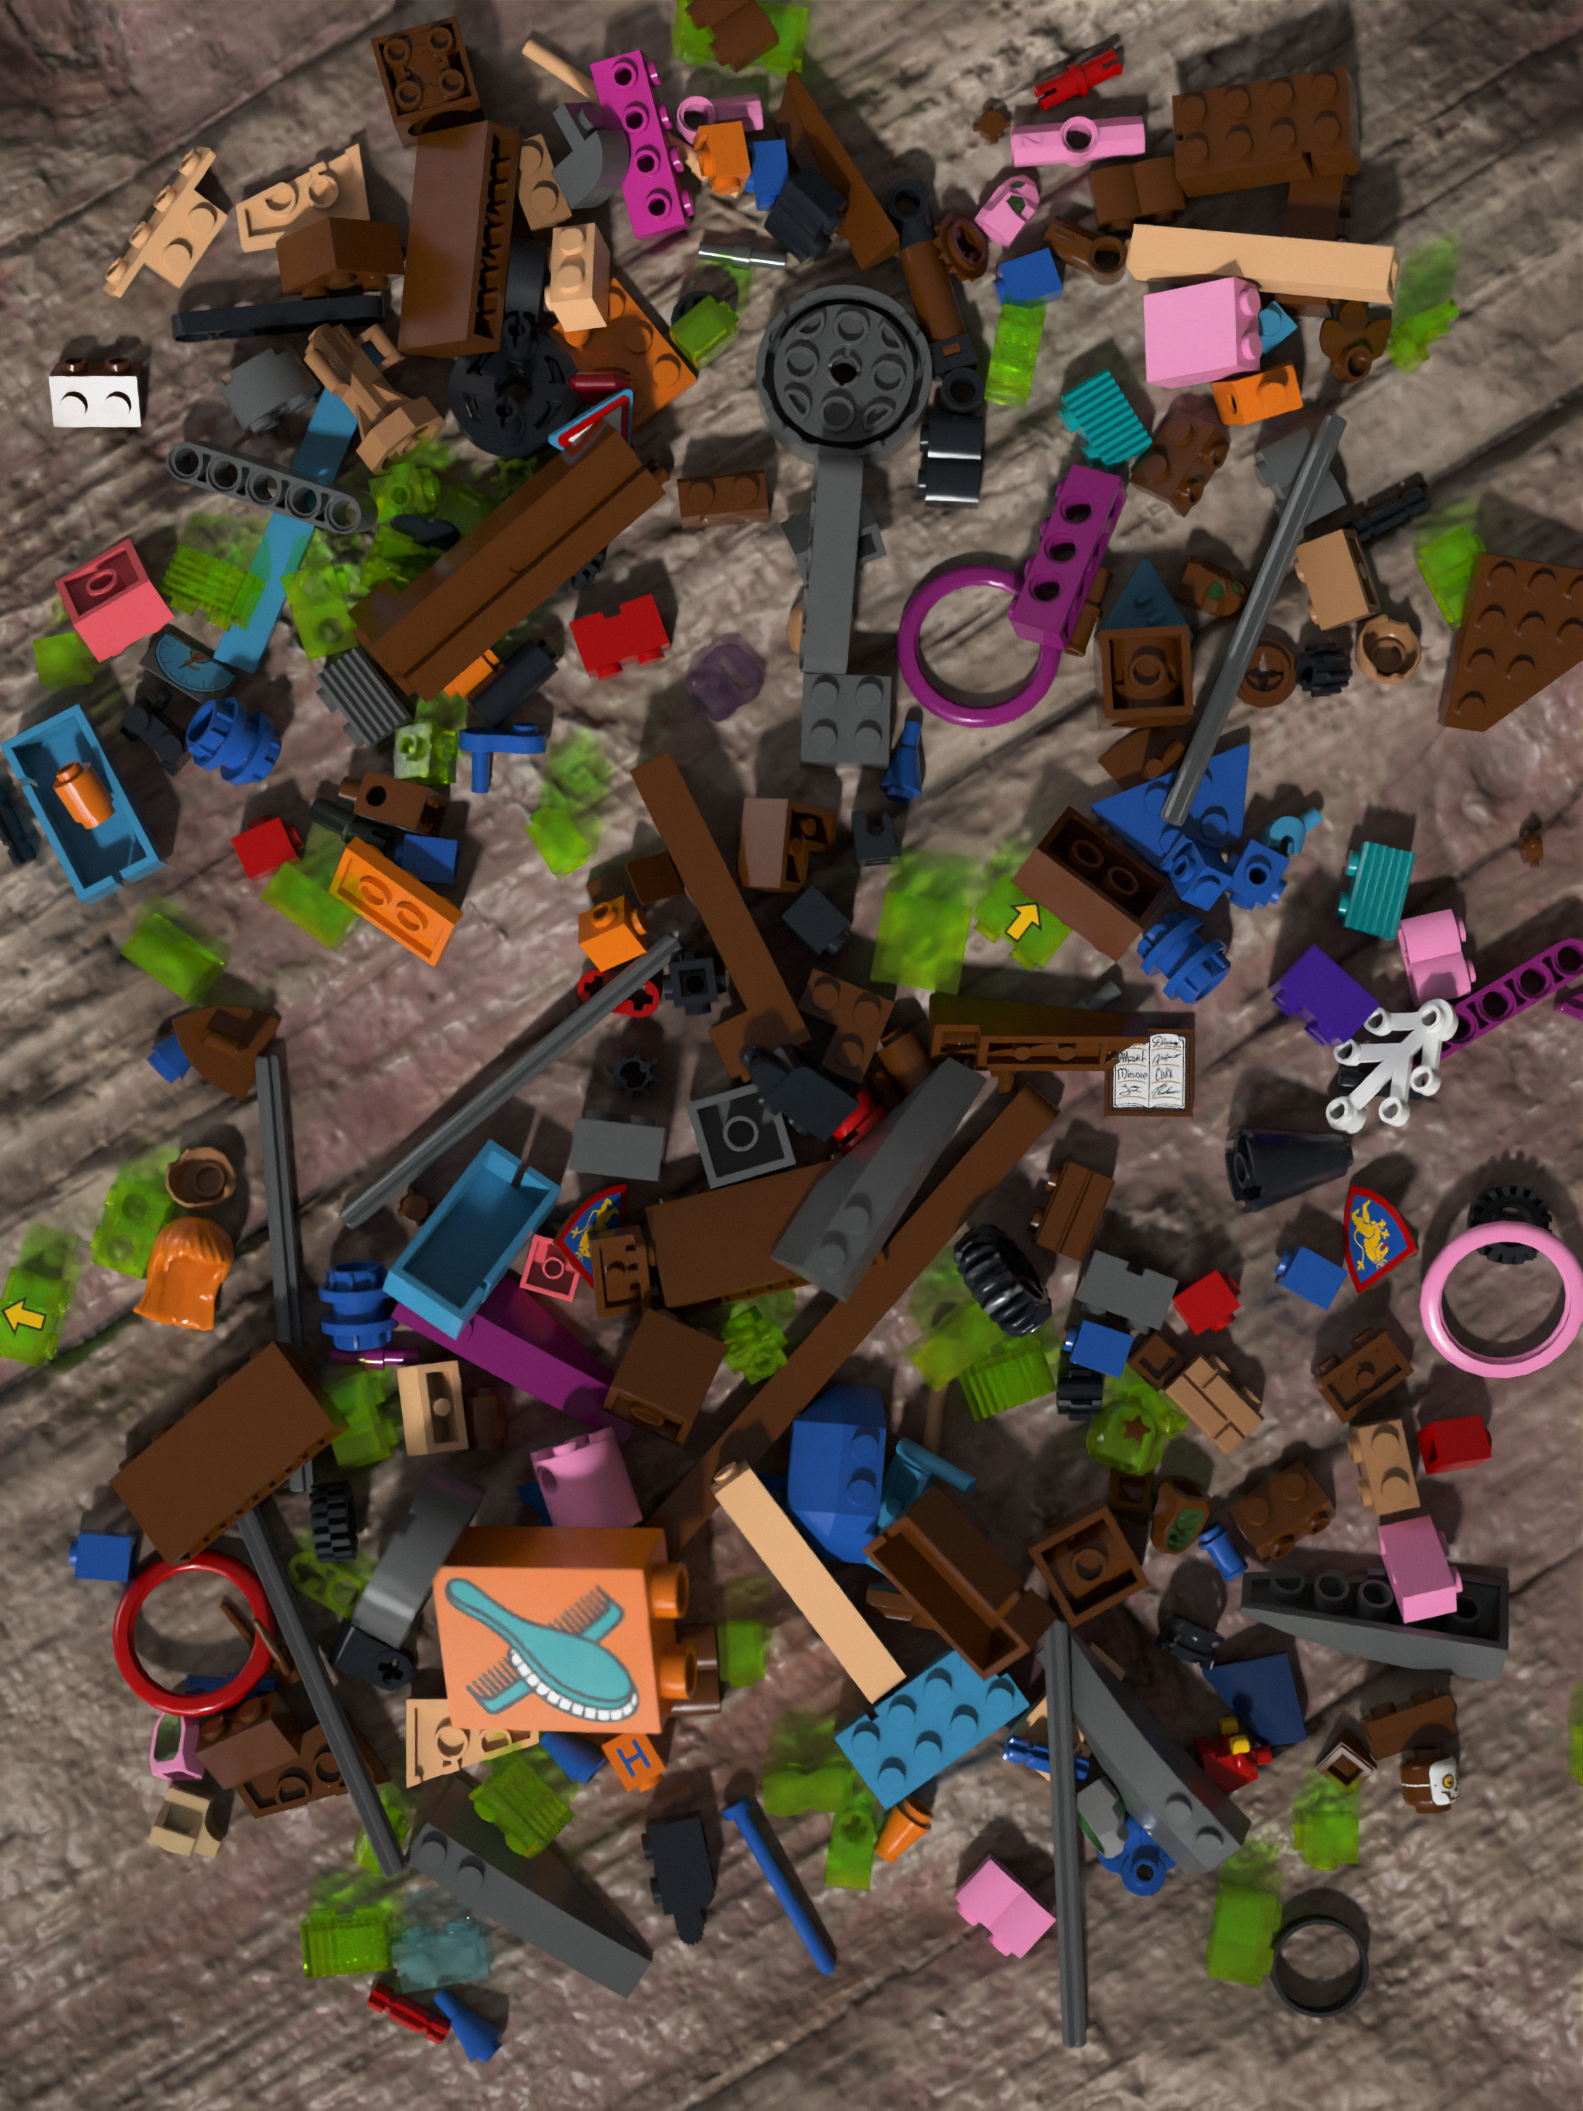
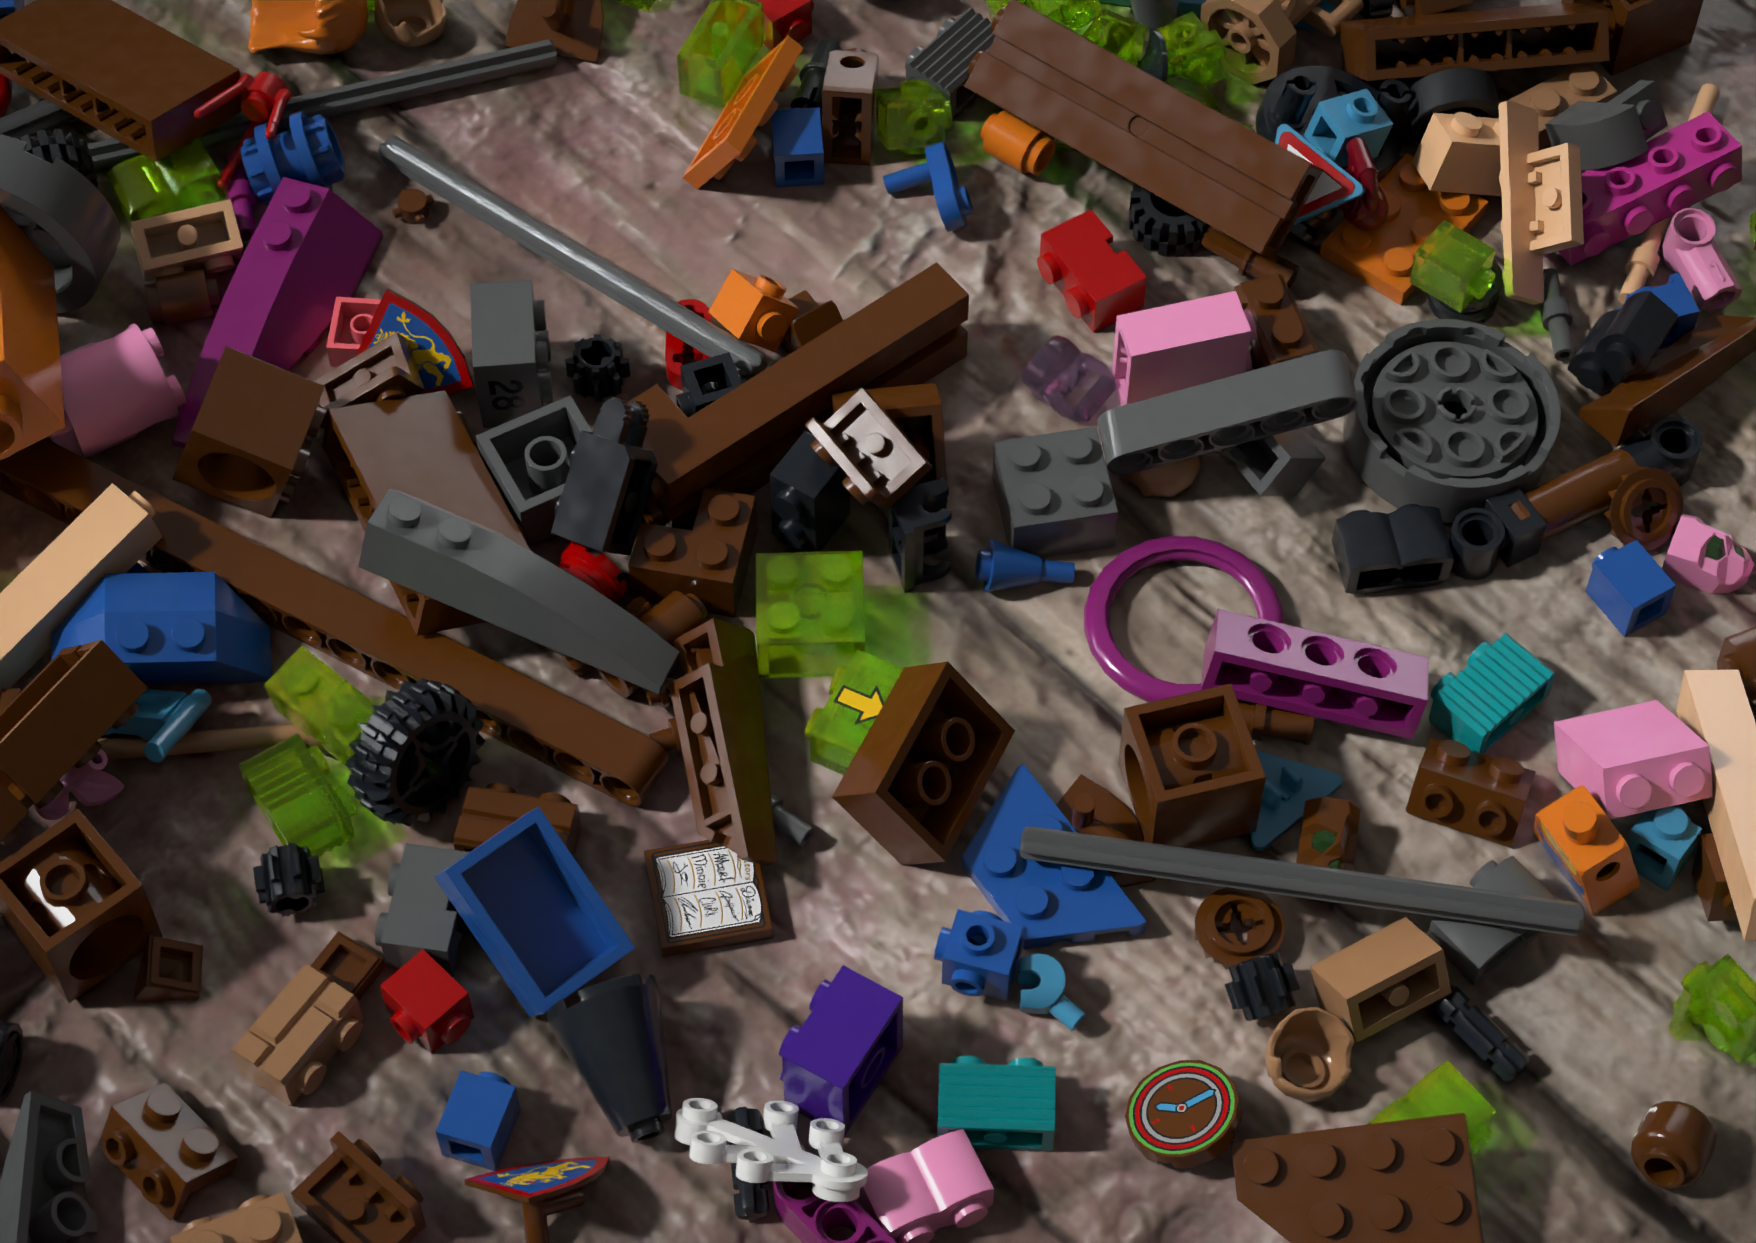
camera: 75 degrees right, 30 degrees down
(296, 1324) = (261, 100): none -> red plant
(471, 1240) = (378, 221): dark azure piece -> none
(514, 681) = (1013, 186): black brick -> none
(542, 379) = (1347, 118): none -> dark azure brick
(558, 841) = (844, 241): clear neon green brick -> none
(657, 240) = (1538, 201): none -> light nougat bracket
(723, 156) = (1656, 255): orange brick -> none
(737, 582) = (1181, 346): none -> bright pink brick
(753, 1345) = (301, 525): clear neon green brick -> none
(828, 870) = (870, 451): none -> bracket
(1014, 356) = (1536, 585): clear neon green brick -> none
(1081, 247) = (1687, 636): reddish brown piece -> none
(1097, 1347) = (350, 893): blue brick -> none
(1132, 1430) = (250, 945): clear neon green piece -> none
(1167, 1209) = (534, 912): none -> blue piece
(1178, 1514) = (150, 1019): reddish brown rock -> none
(1183, 957) = (857, 891): blue piece -> none
(1196, 871) = (968, 881): blue brick -> none
(1222, 1550) = (109, 1085): blue pin -> none
(1353, 340) = (1691, 935): reddish brown plate -> none
(1412, 754) = (1184, 1113): none -> tile
(1509, 403) = (1673, 1144): none -> reddish brown head

